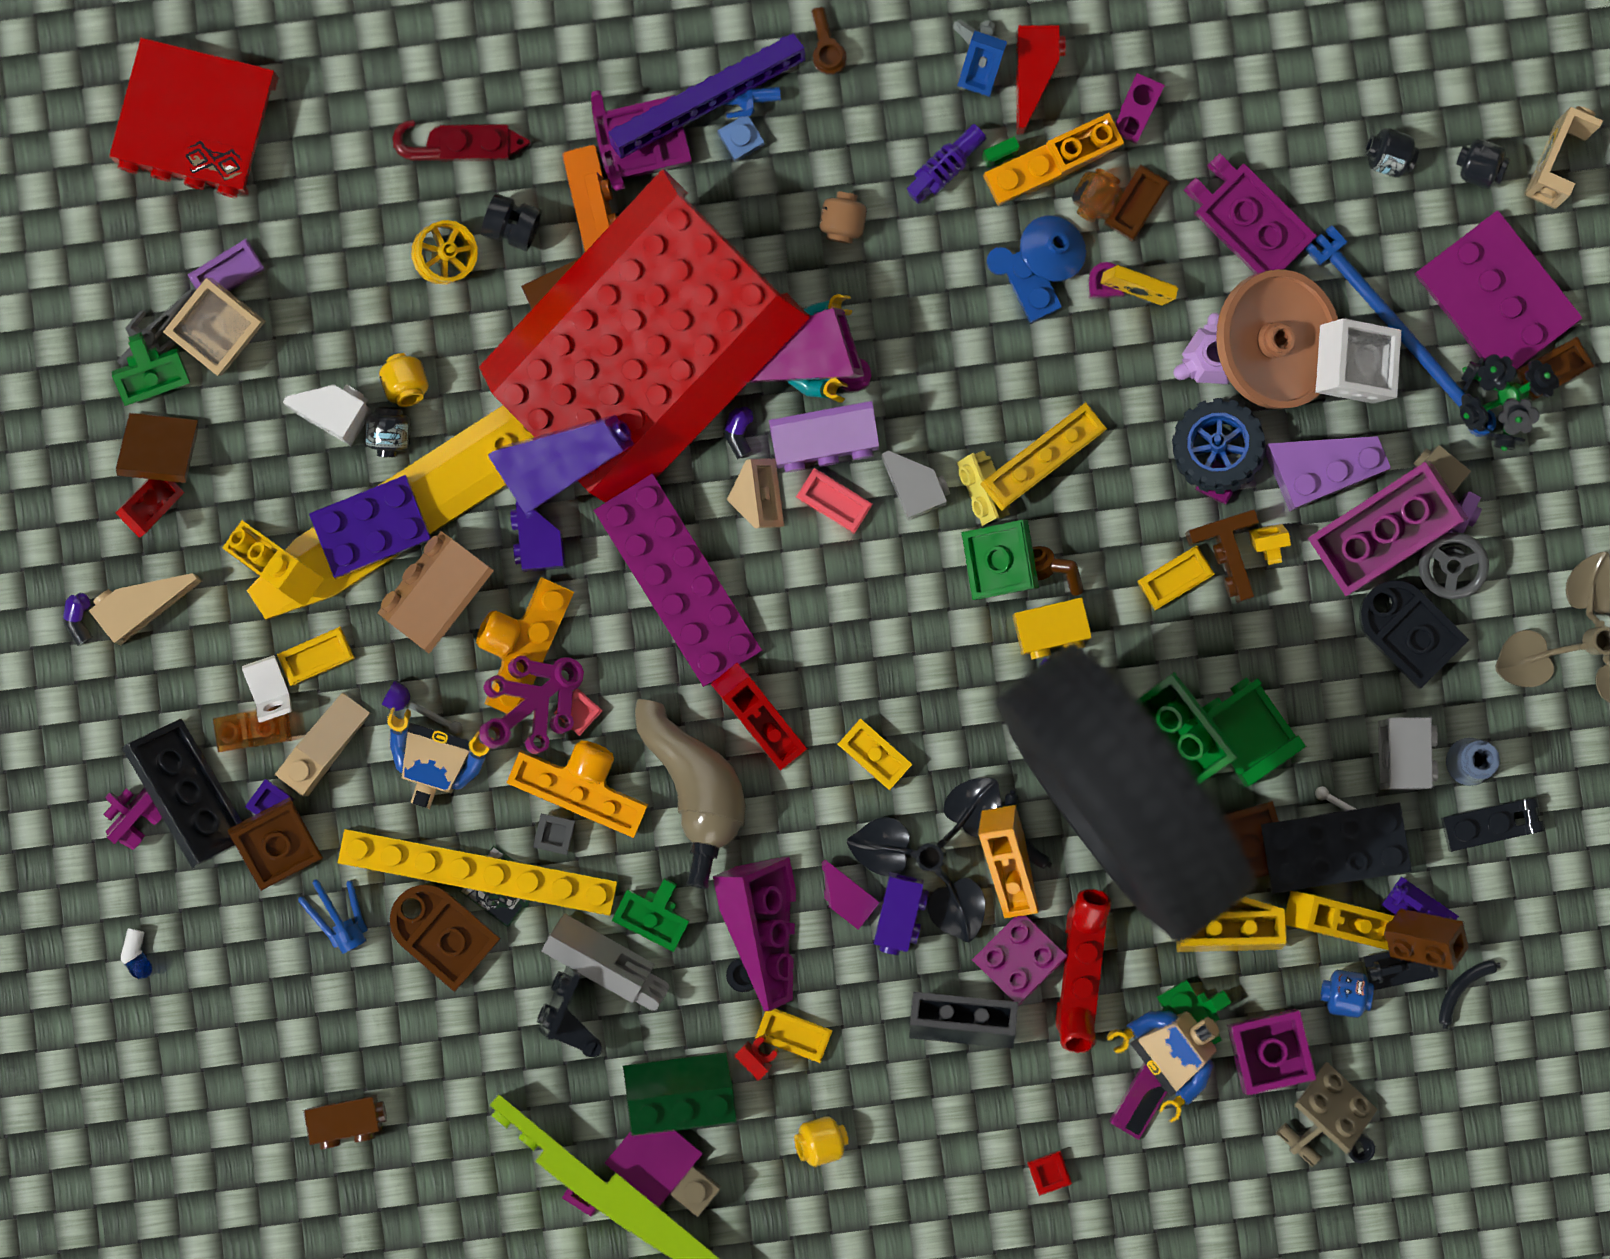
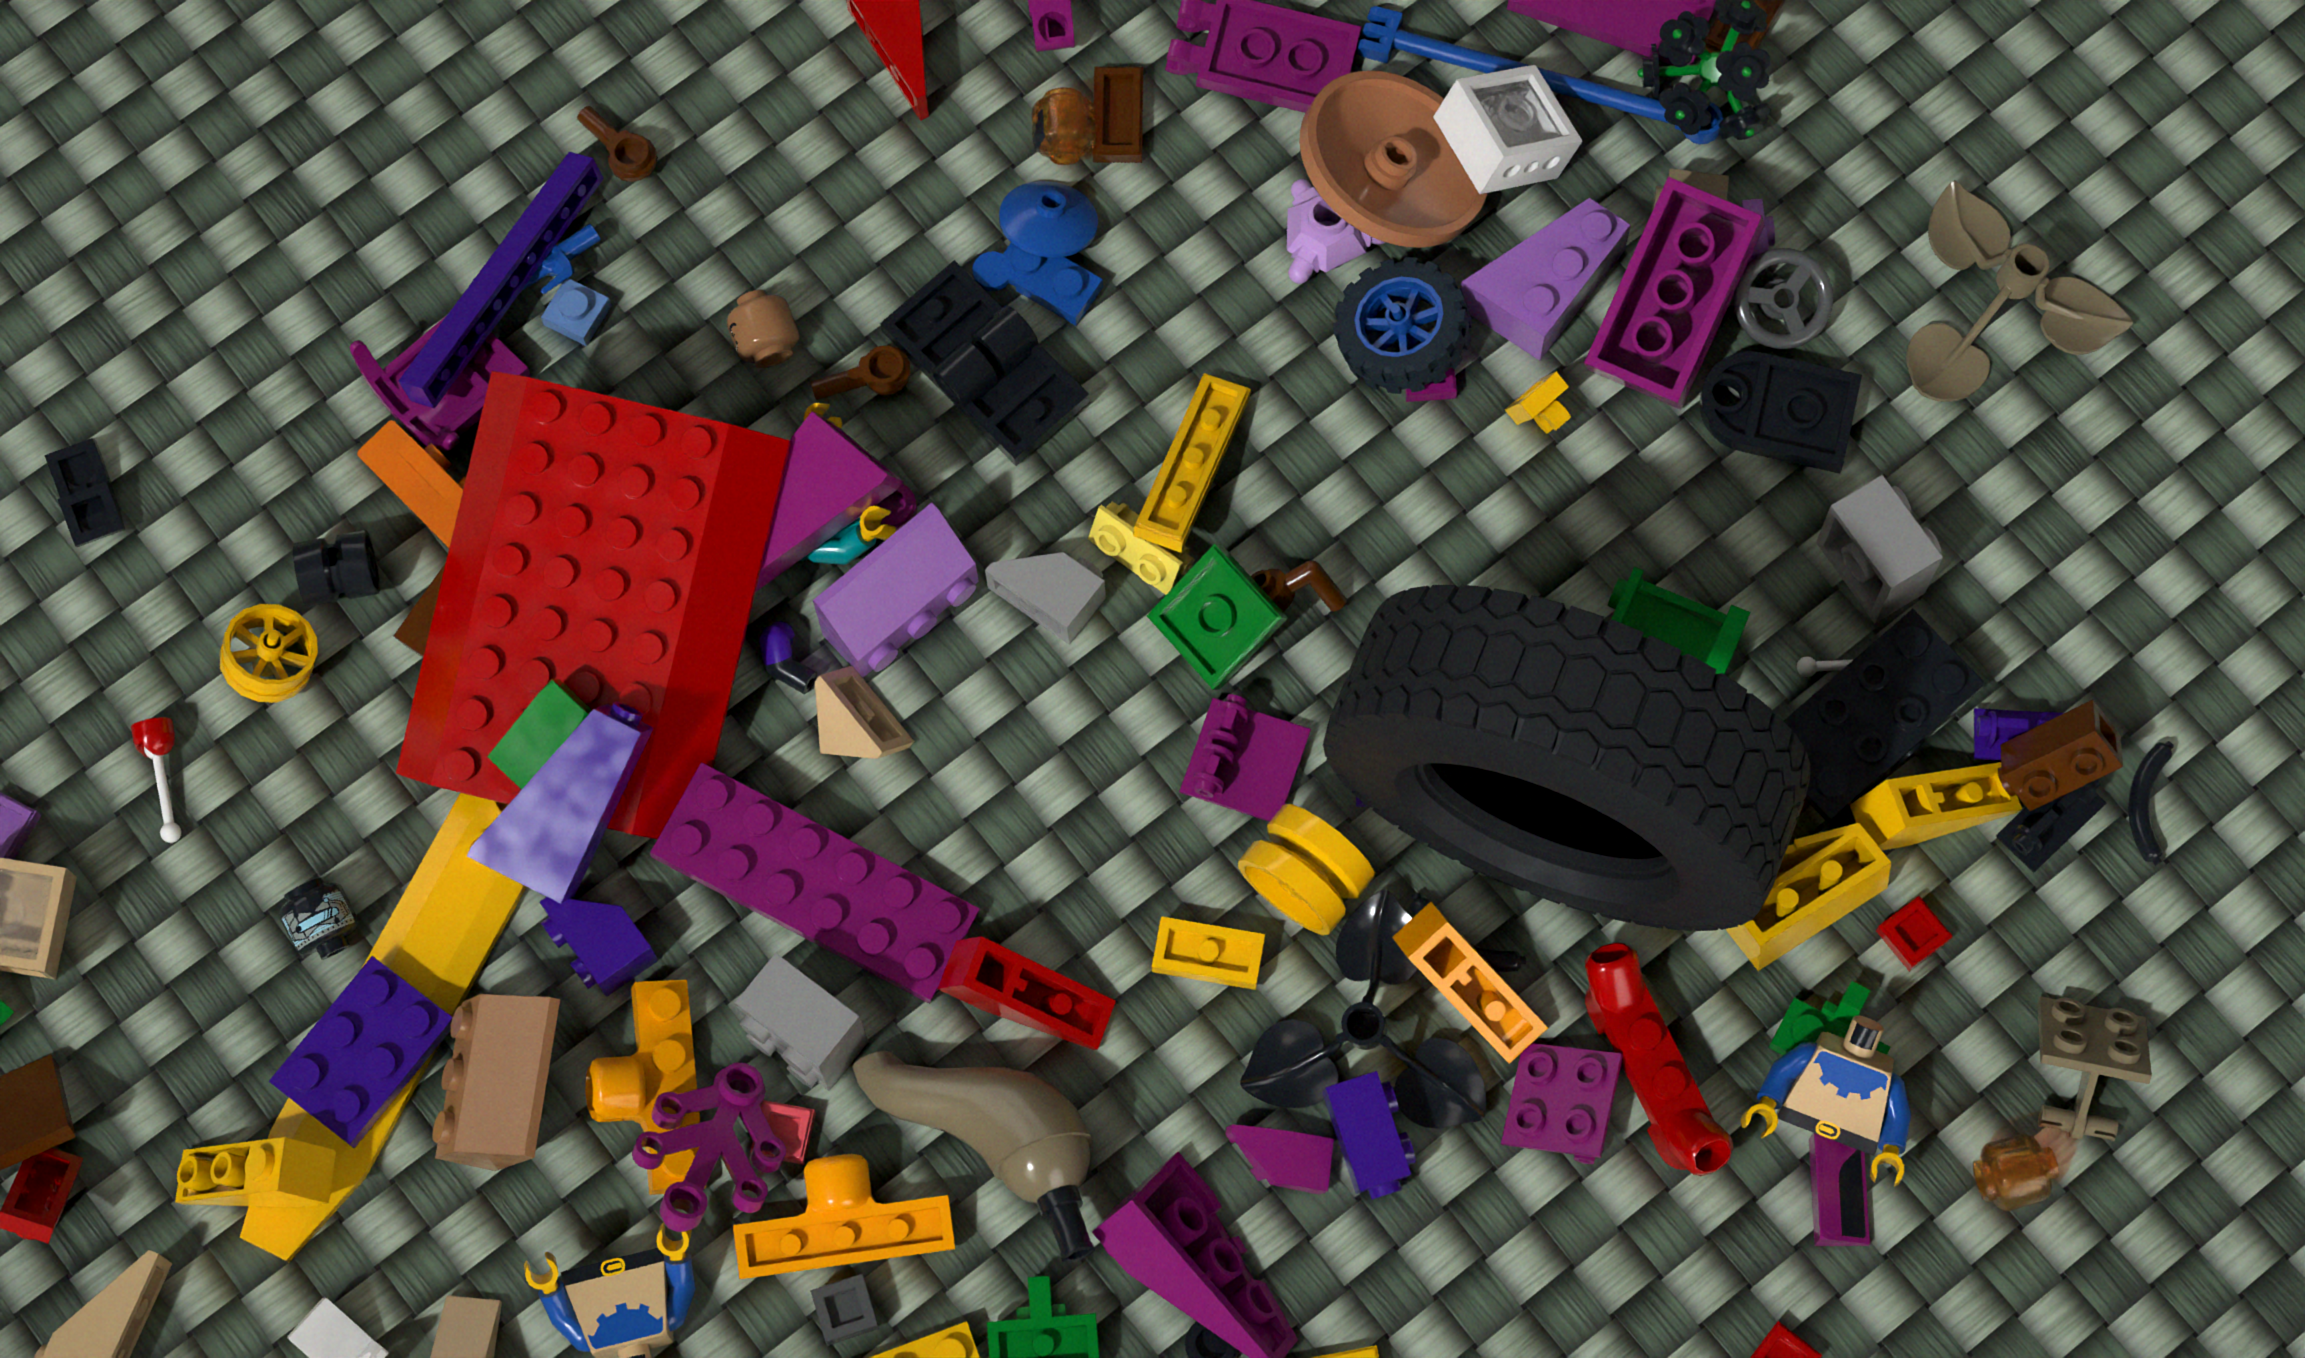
camera: 30 degrees left, 15 degrees down
(315, 656) = (384, 1269): yellow tile -> none
(333, 410) = (223, 930): white slope -> none
(352, 266) = (153, 740): none -> hinge
(392, 82) = (85, 492): none -> black slope
(399, 697) = (530, 1248): hinge -> none
(403, 380) = (303, 842): yellow head -> none
(462, 143) = (219, 515): dark red plate -> none
(569, 408) = (539, 732): none -> green slope
(621, 661) = (801, 1022): none -> light grey brick
(834, 500) = (959, 673): coral tile -> none
(898, 285) = (881, 370): none -> reddish brown plate
(945, 164) = (853, 198): dark purple hinge -> none
(959, 743) = (1306, 869): none -> yellow wheel
(961, 317) = (985, 362): none -> black plate
(963, 1020) = (1541, 1220): black brick -> none
(965, 653) = (1244, 759): none -> magenta hinge
(982, 56) = (825, 50): blue piece -> none
(1001, 152) = (913, 145): green tile -> none
(1051, 627) = (1322, 661): yellow brick -> none
(1054, 159) = (986, 118): light orange slope -> none
(1098, 290) = (1138, 223): magenta tile -> none
(1139, 285) = (1182, 196): yellow tile -> none
(1175, 577) = (1451, 516): yellow tile -> none
(1227, 551) = (1495, 442): reddish brown bracket -> none
(1243, 1152) = (2015, 1172): none -> clear orange head
(1271, 1052) = (1963, 1018): magenta brick -> none
(1279, 983) = (1914, 933): none -> red tile
(1347, 993) = (2008, 889): blue head -> none
(1368, 1147) = (2166, 1069): black hinge -> none
(1461, 760) = (1968, 512): sand blue plant -> none
(1491, 824) = (2040, 580): black plate -> none

